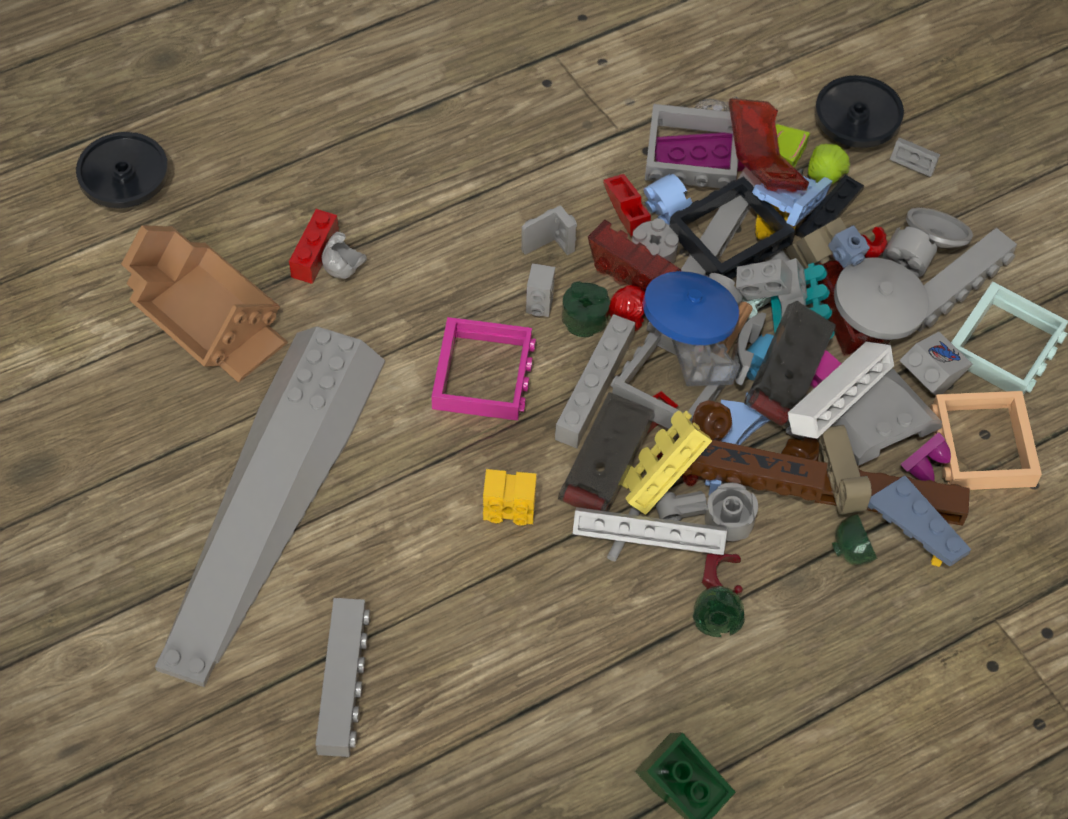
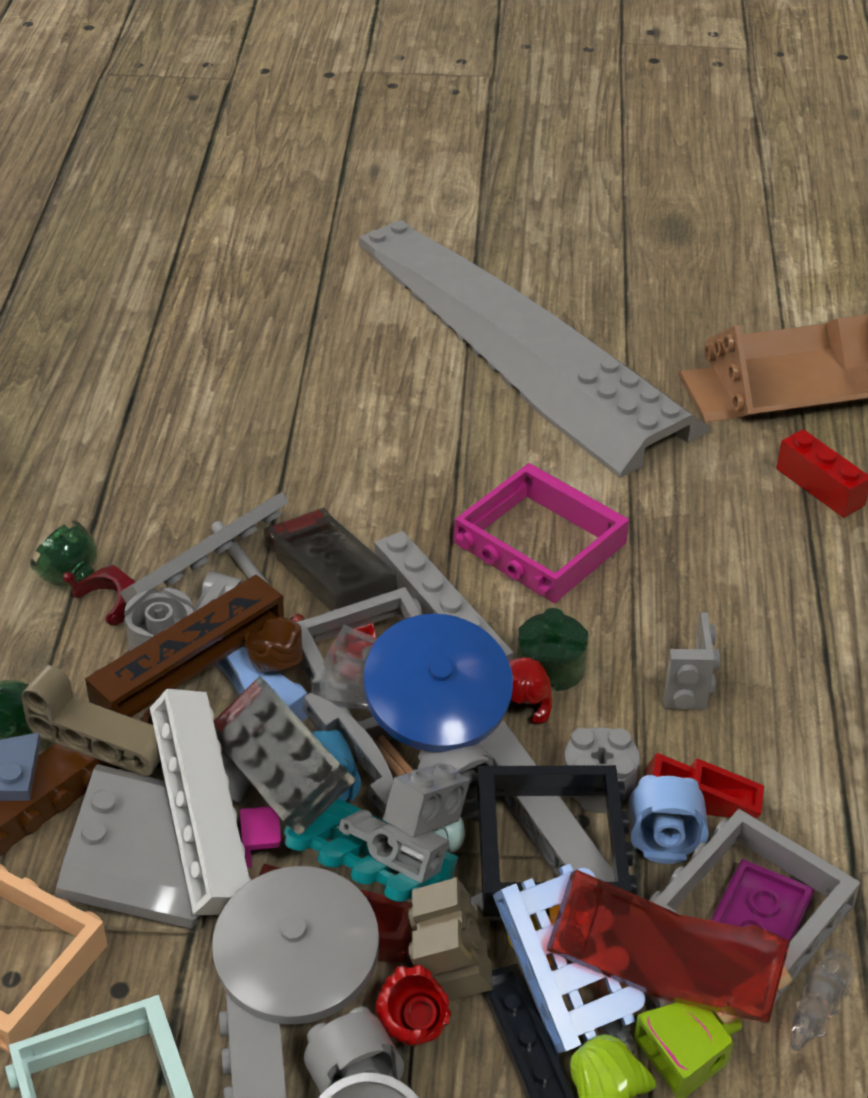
camera: 125 degrees right, 15 degrees down
(339, 258) = (789, 483): light grey hair -> none
(341, 678) = (283, 303): light grey brick -> none
(509, 497) = (350, 463): yellow brick -> none
(540, 290) = (607, 611): light grey brick -> none
(624, 259) = (551, 711): clear red wedge -> none
(674, 462) = (250, 563): light yellow fence -> none
(849, 247) = (395, 921): sand blue brick -> none
(919, 464) = (36, 852): magenta tile -> none
(936, 363) = (147, 955): light grey slope -> none

